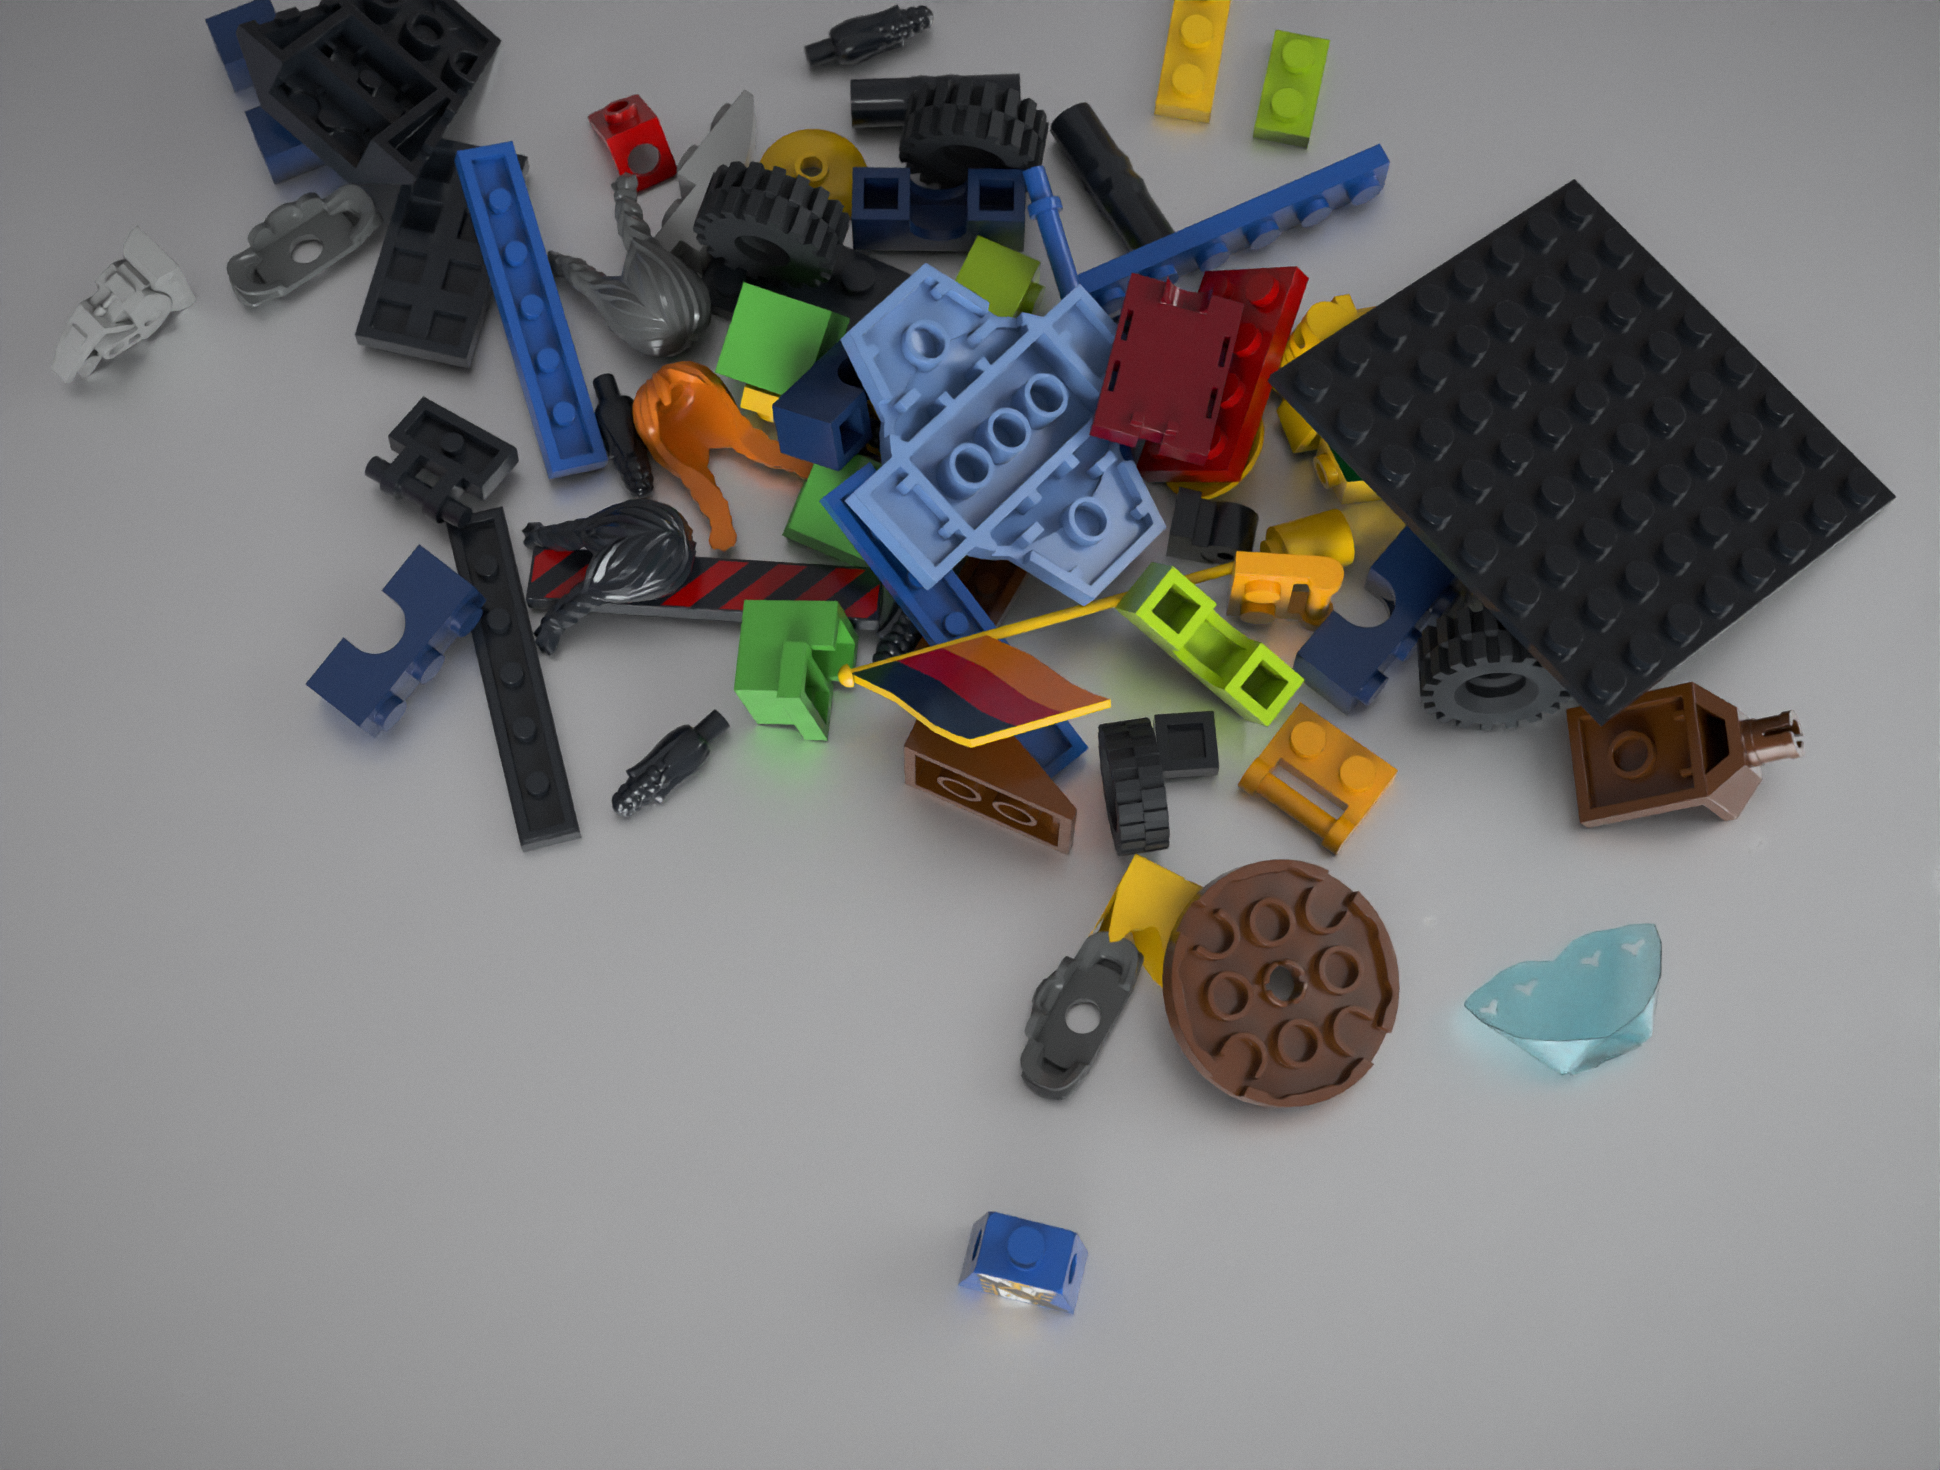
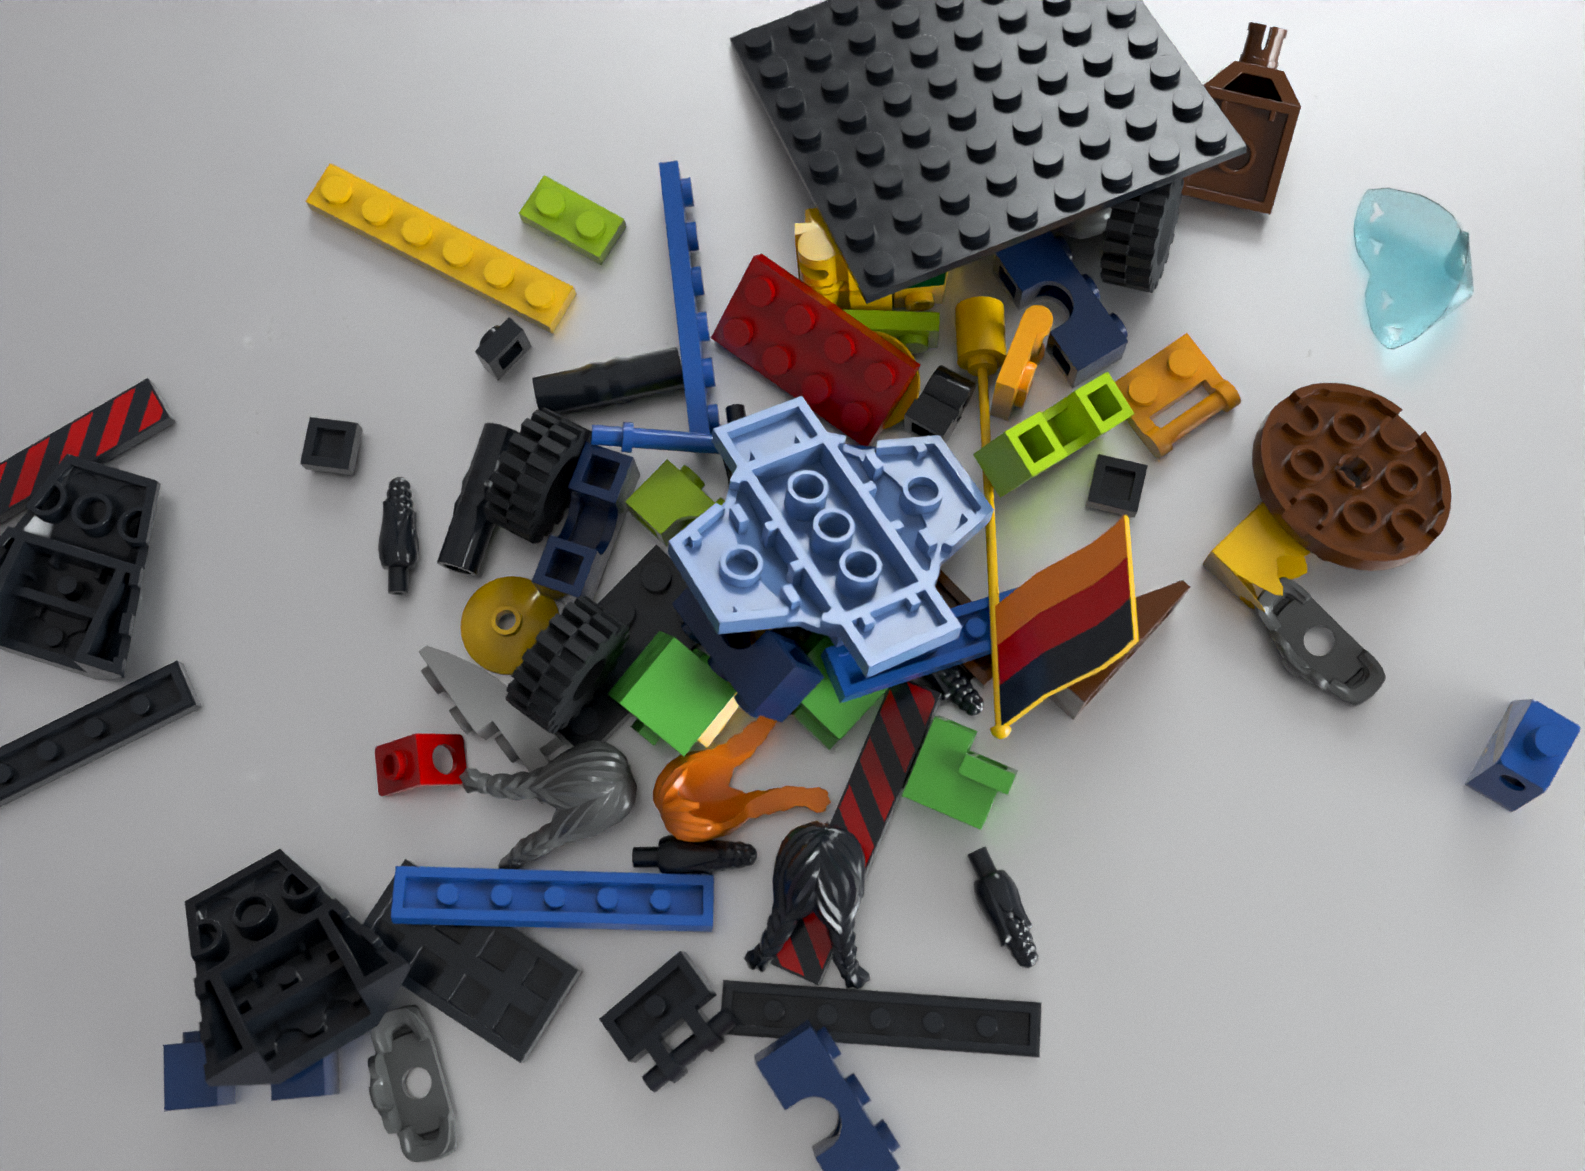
camera: 60 degrees left, 5 degrees up
(1112, 64) = (502, 347): none -> black plate
(1133, 786) = (1163, 531): black tyre -> none
(1167, 368) = (811, 383): dark red piece -> none
(1286, 469) = (912, 328): none -> lime plate

